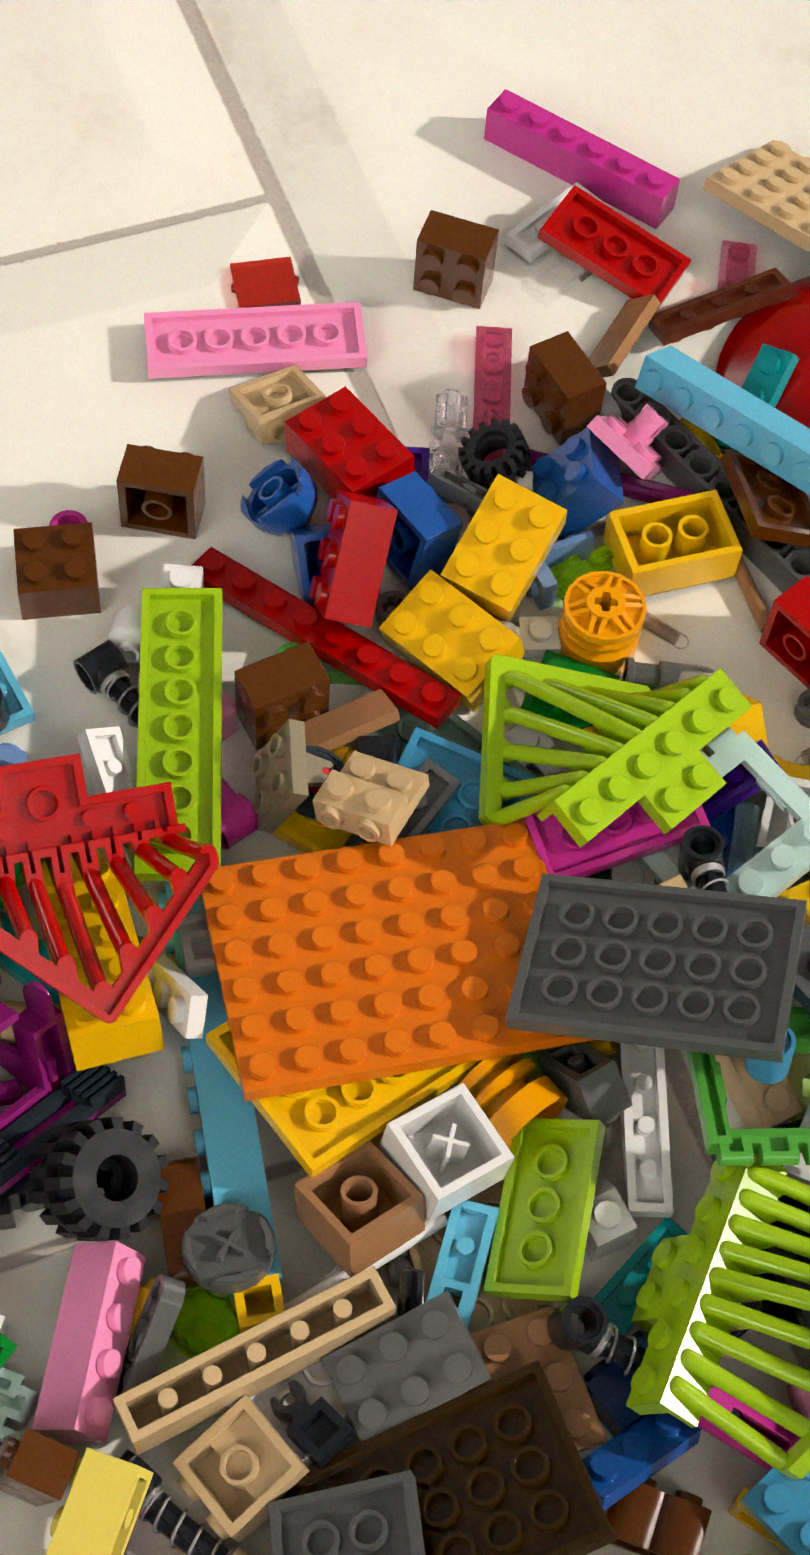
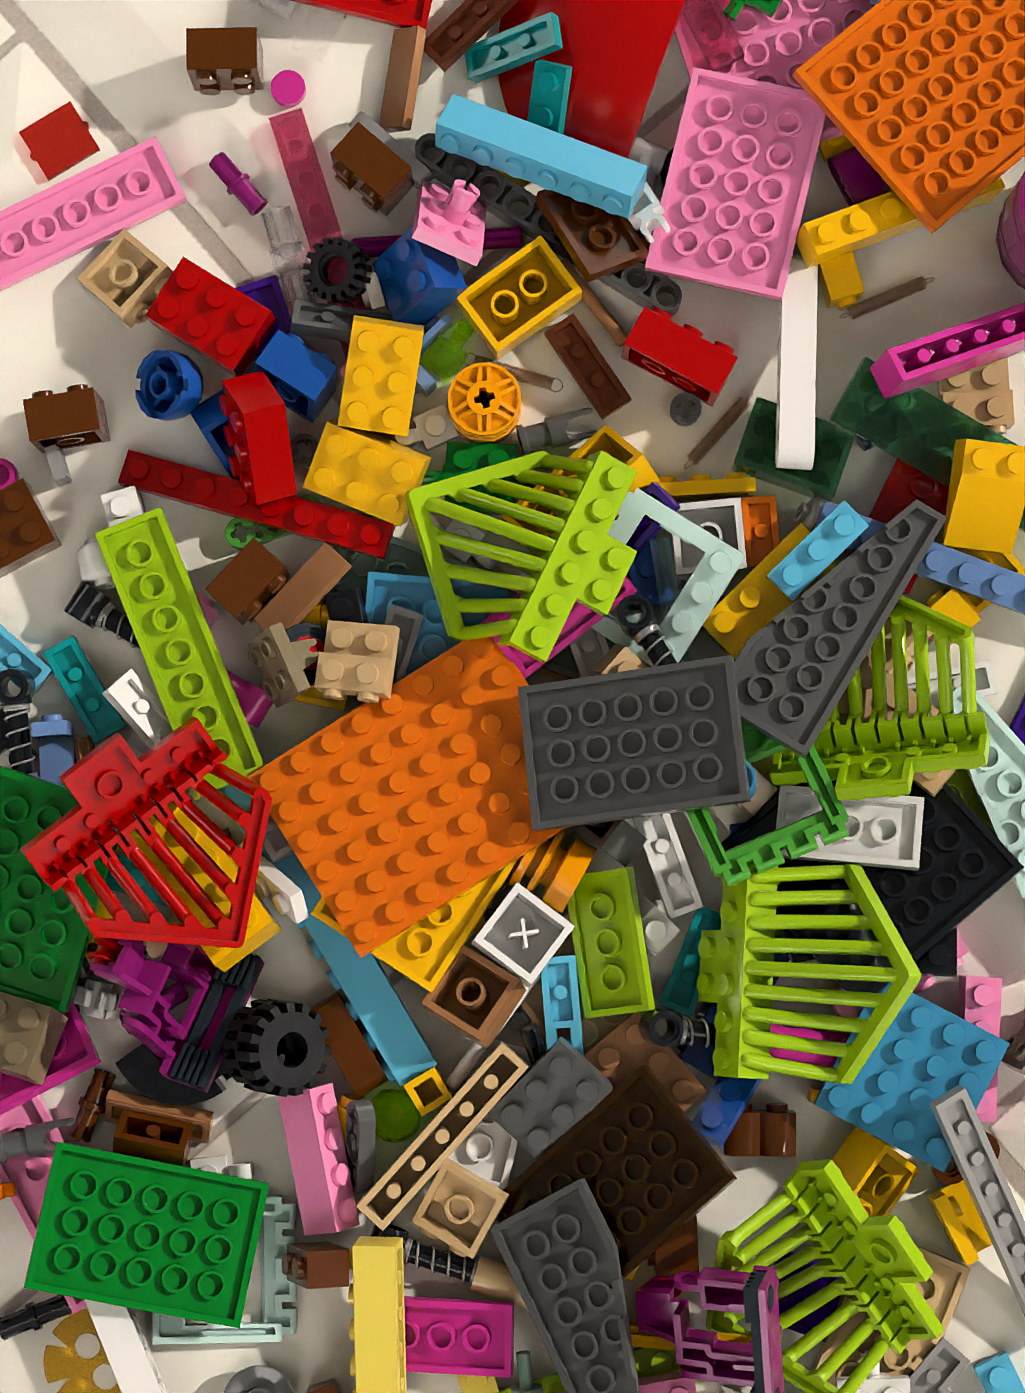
camera: 15 degrees left, 25 degrees up
(56, 723) = (84, 689): none -> teal plate
(132, 534) = (58, 465): none -> light grey tile
(228, 1248) = (391, 1062): dark grey tile -> none
(315, 1428) = (502, 1161): black plate -> none
(423, 367) = (238, 183): none -> magenta axle
(505, 312) = (288, 88): none -> dark pink tile
(721, 631) = (587, 366): none -> copper plate
(743, 337) = (513, 47): none -> teal plate

